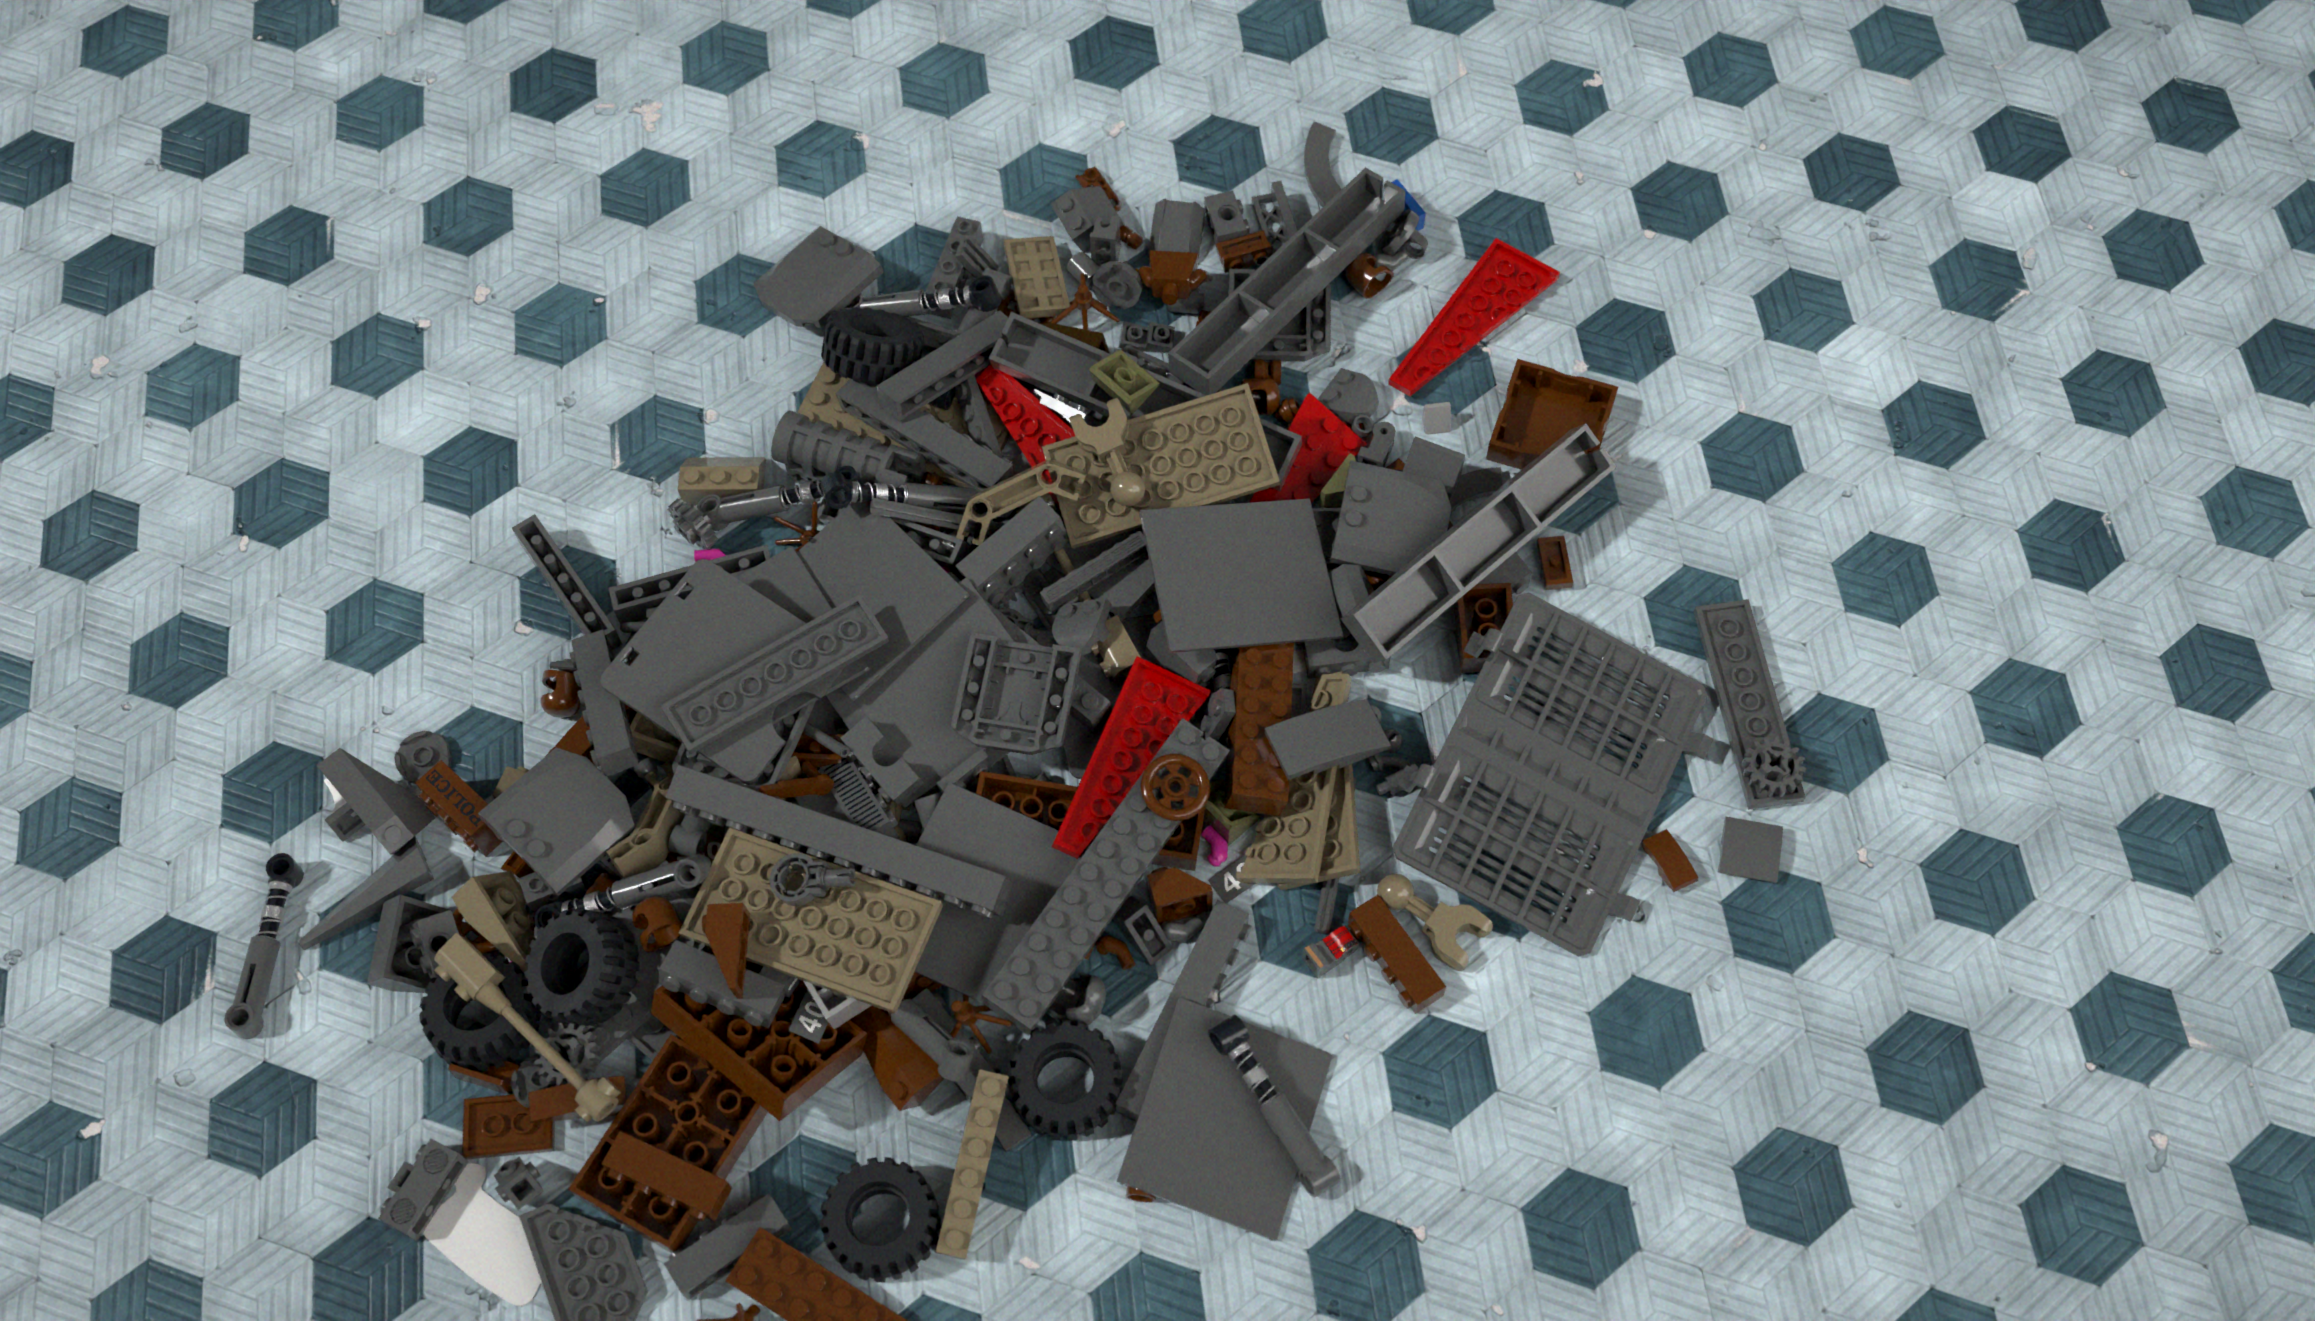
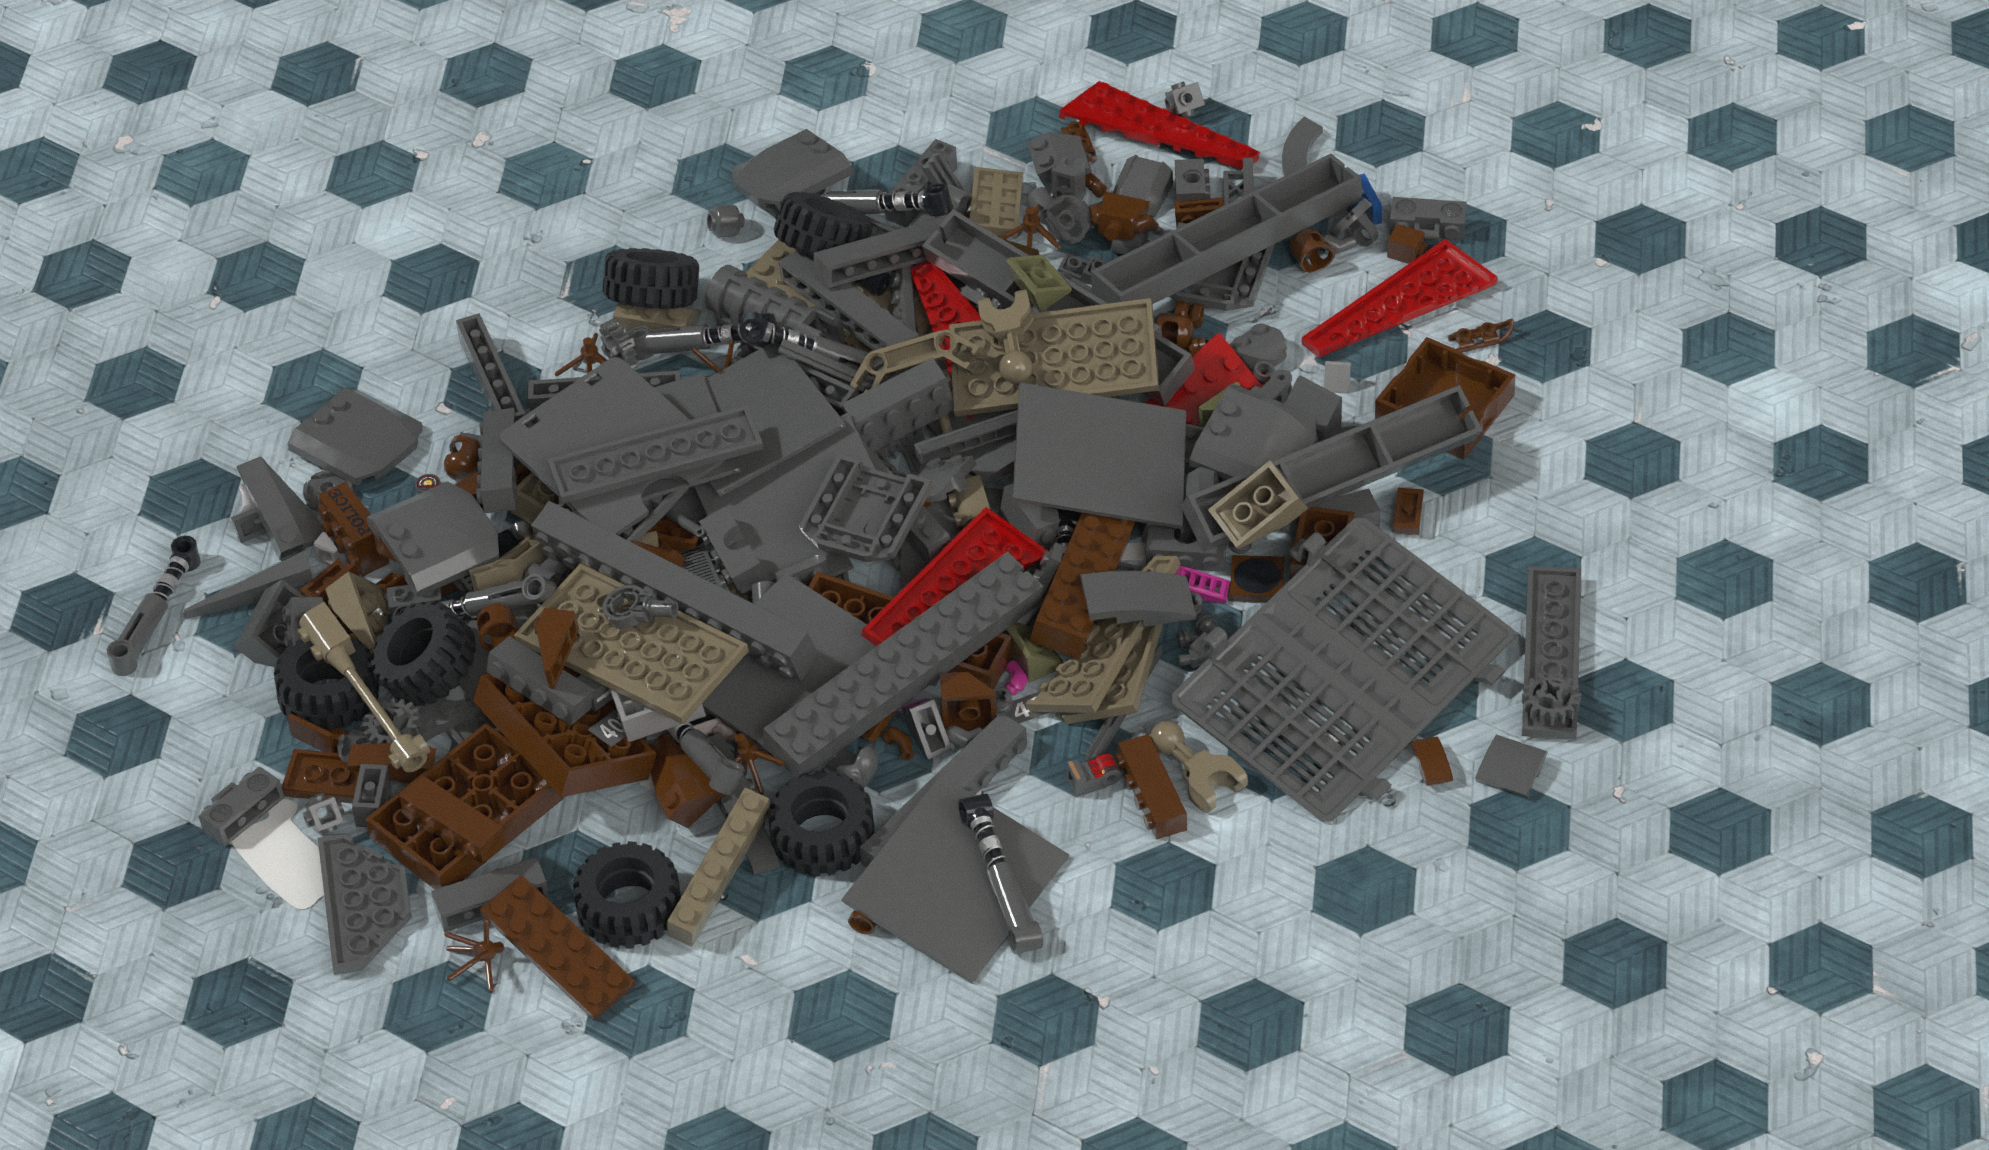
camera: 15 degrees right, 15 degrees down
(438, 685) = (356, 436): none -> dark grey wedge
(439, 837) = (325, 549): none -> light grey slope
(452, 875) = (317, 585): none -> reddish brown bracket
(530, 730) = (426, 482): none -> tile
(565, 1147) = (371, 791): none -> dark grey brick
(666, 544) = (589, 356): none -> reddish brown plant
(707, 440) = (650, 278): none -> black tyre
(763, 348) = (725, 220): none -> dark grey head
(1161, 156) = (1151, 124): none -> red wing
(1163, 807) = (985, 580): reddish brown plate -> none
(1191, 123) = (1184, 98): none -> dark grey brick
(1204, 868) = (1005, 706): none -> dark grey bush
(1364, 684) = (1203, 579): none -> dark pink slope
(1426, 611) = (1258, 506): none -> dark tan slope
(1426, 672) = (1256, 577): none -> tile
(1459, 251) = (1406, 244): none -> reddish brown brick
(1471, 217) = (1435, 217): none -> dark grey piece
(1565, 336) = (1486, 331): none -> reddish brown piece

